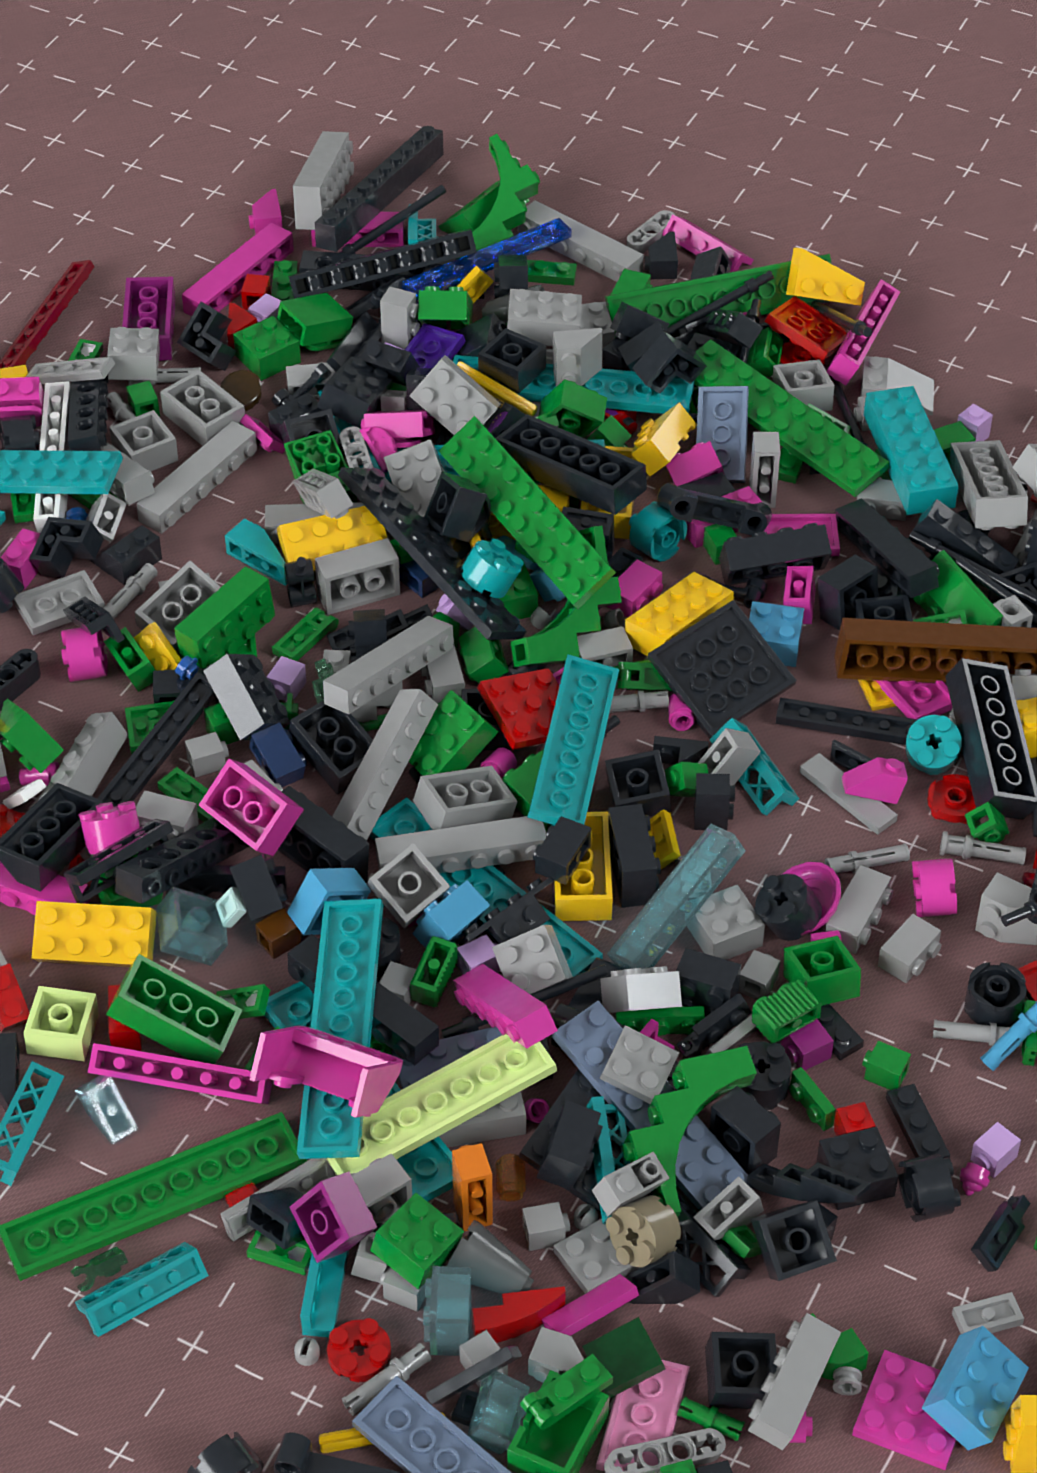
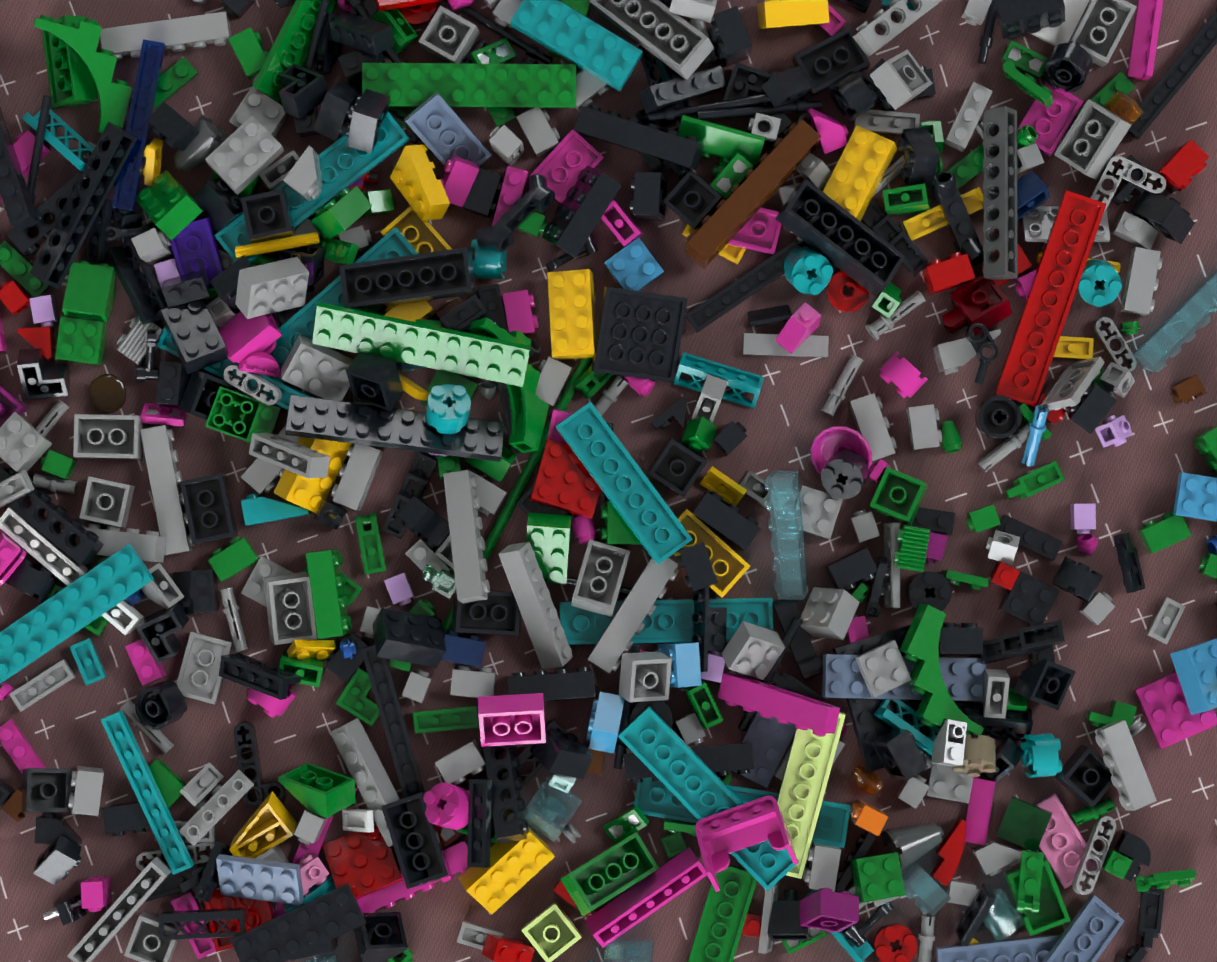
camera: 50 degrees left, 40 degrees up
(177, 550) = (233, 559): none -> green brick
(185, 969) = (571, 833): none -> light grey bush
(212, 507) = (209, 508): none -> black brick
(333, 1293) = (857, 934): none -> black brick
(714, 1304) = (1041, 755): none -> teal brick
(804, 492) = (538, 131): none -> light grey brick
(881, 1100) = (1002, 547): none -> light grey brick
(923, 1238) = (1097, 608): none -> light grey brick
(926, 981) = (950, 438): none -> green cone
(976, 1082) = (1036, 481): none -> green hinge

